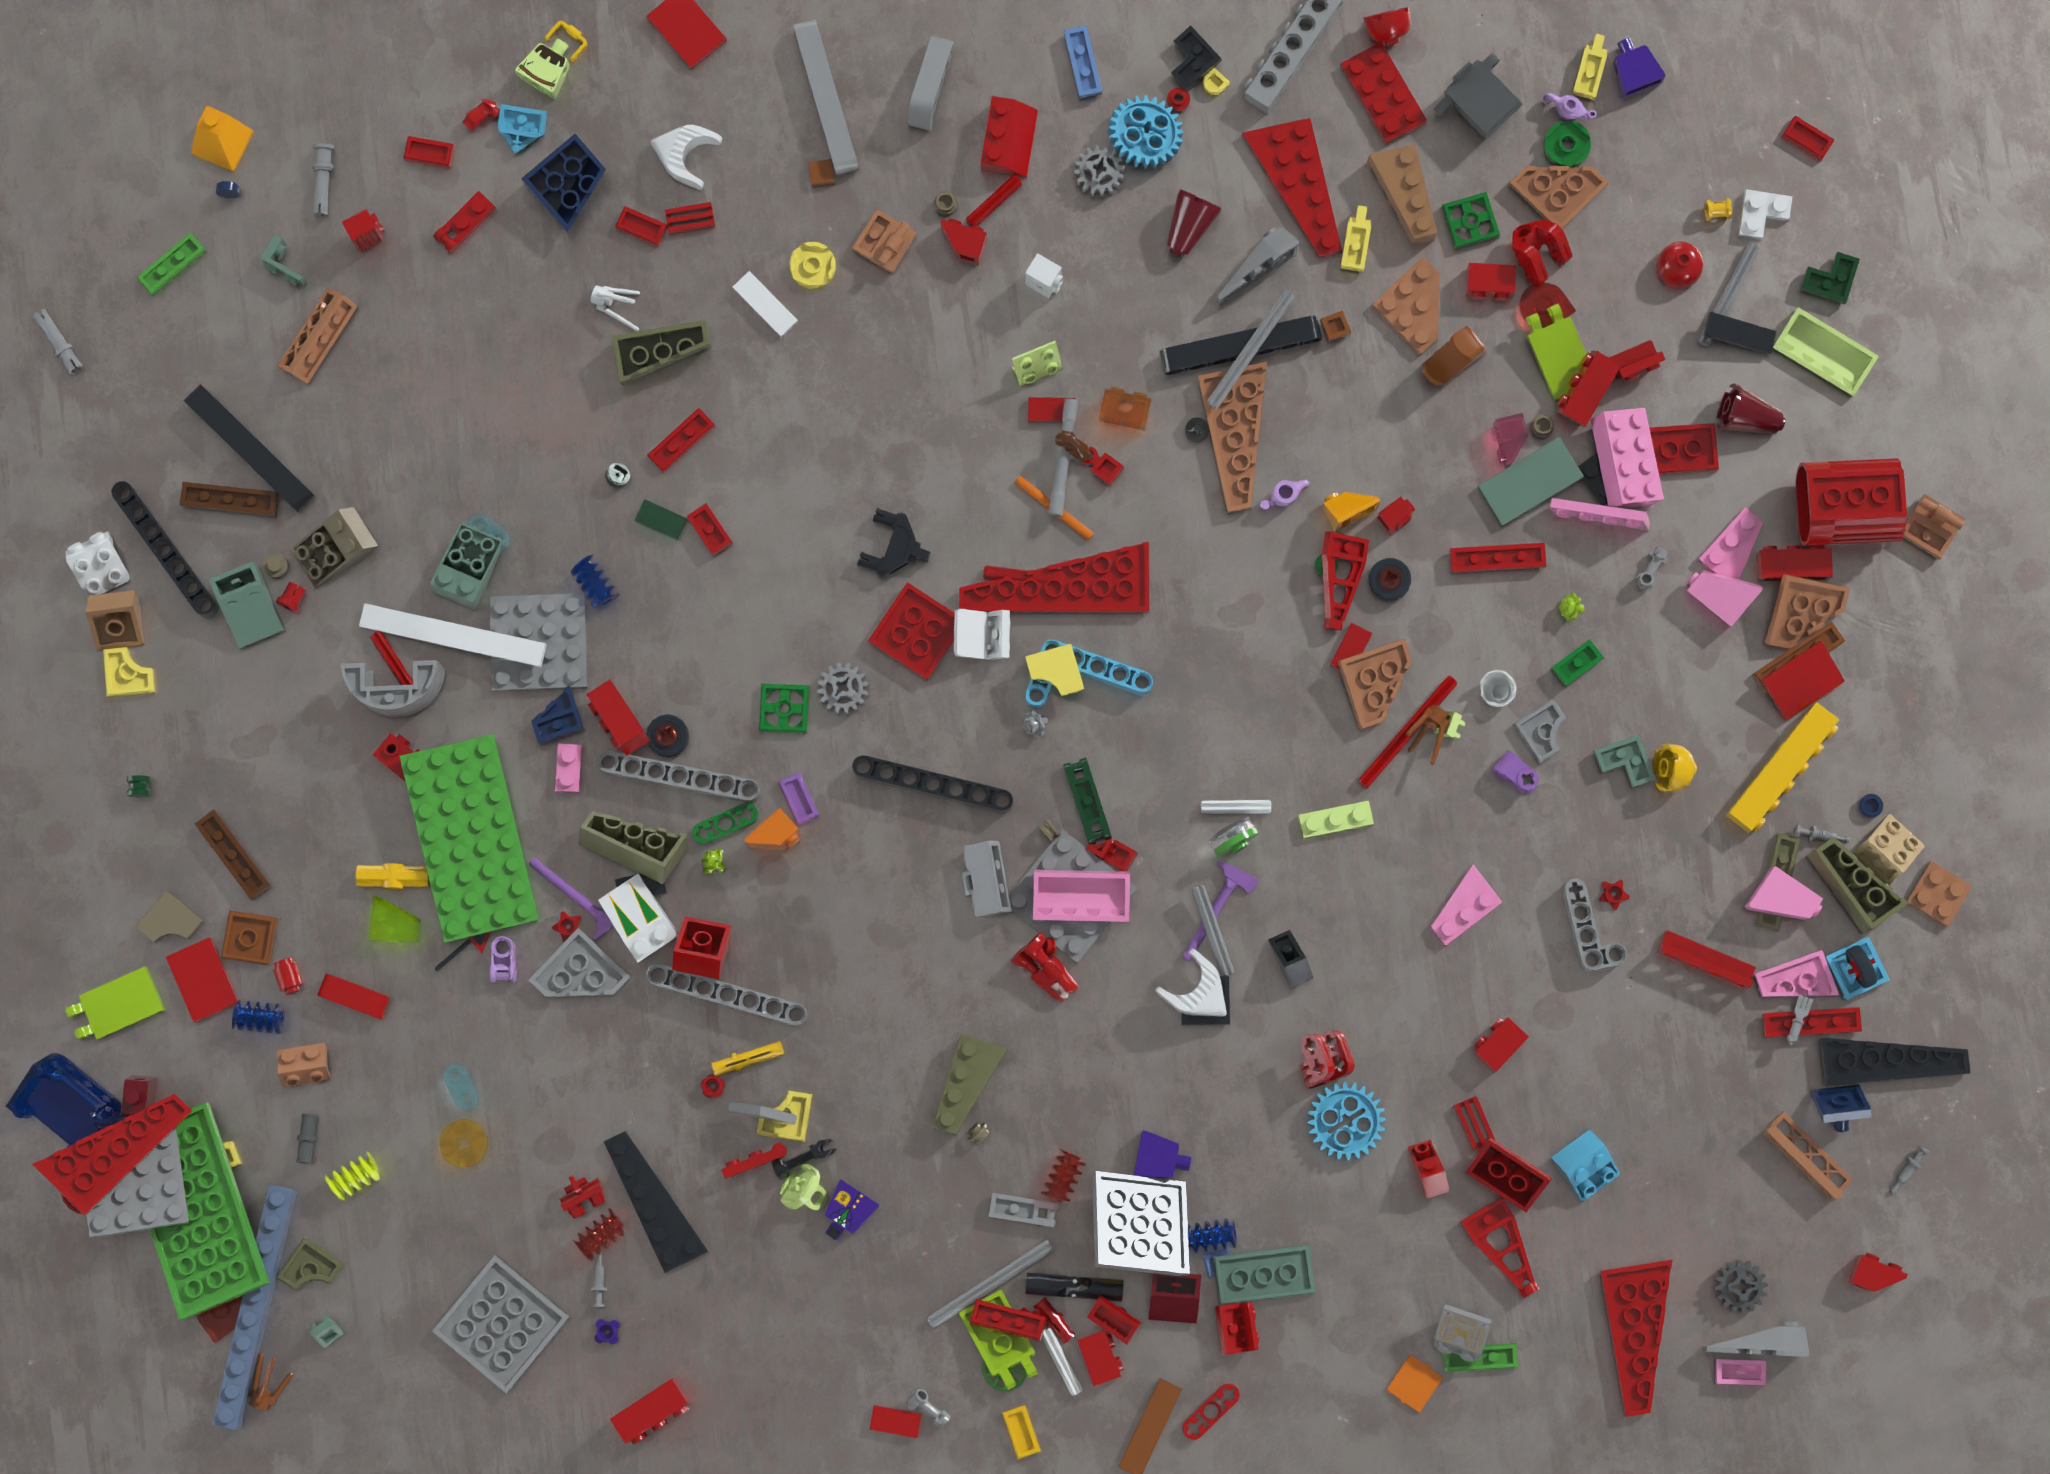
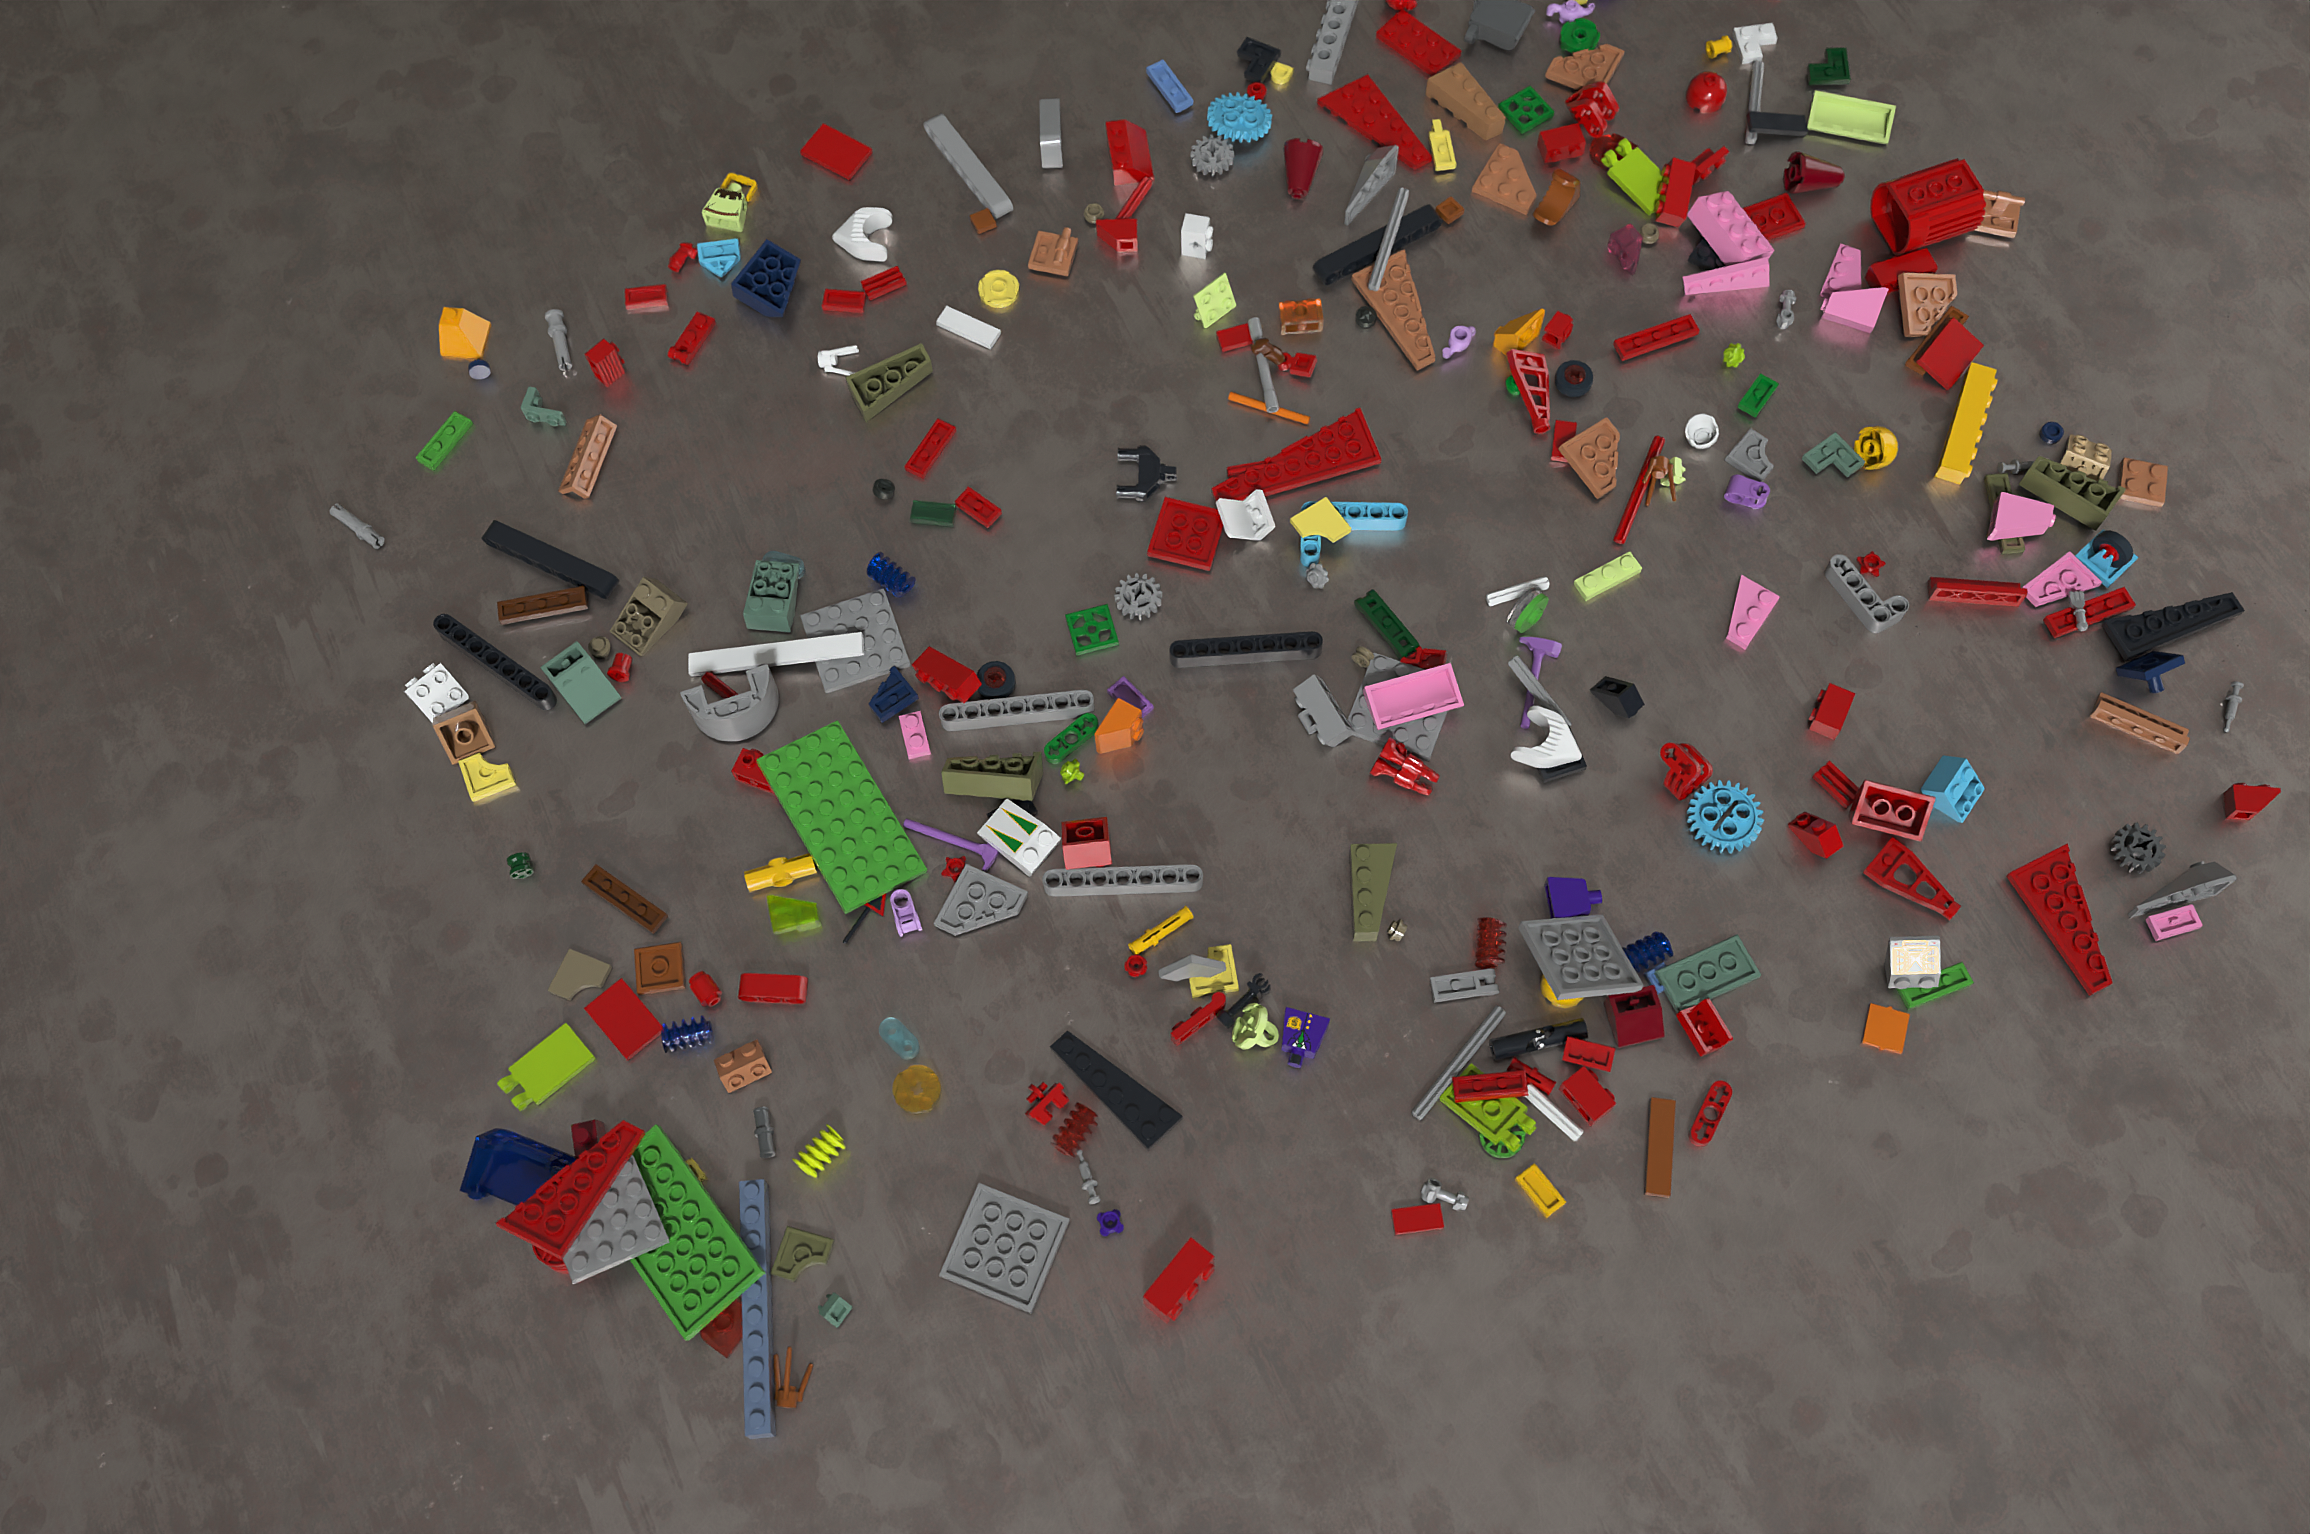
camera: 15 degrees left, 15 degrees down
(1530, 481) = (1658, 274): sand green tile -> none

